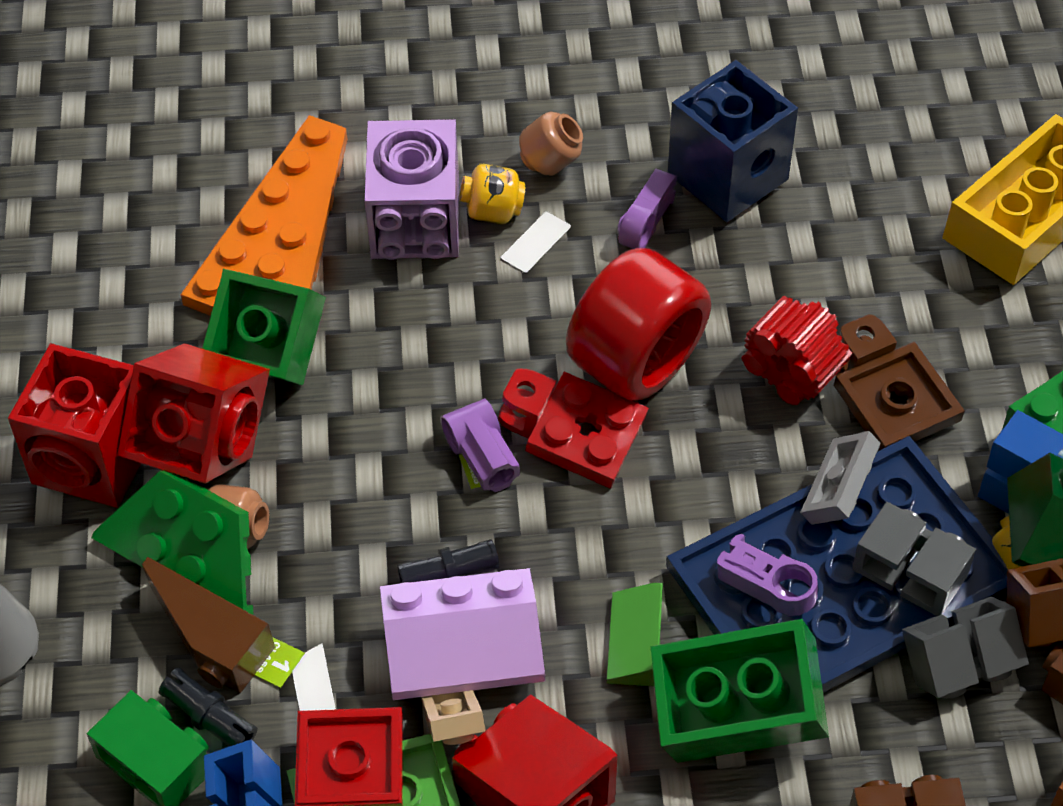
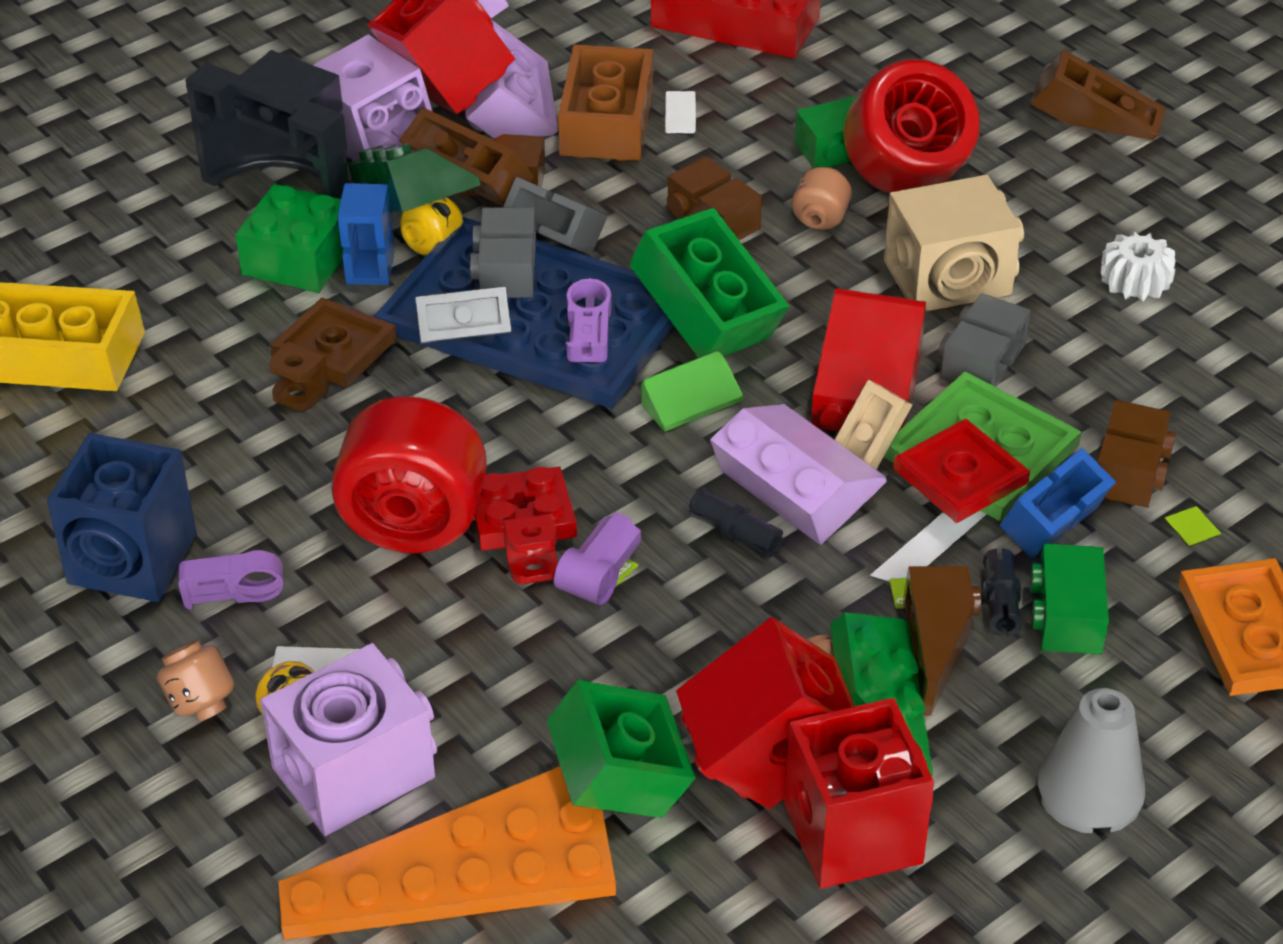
camera: 125 degrees left, 10 degrees down
(796, 349) = (340, 389): red brick -> none

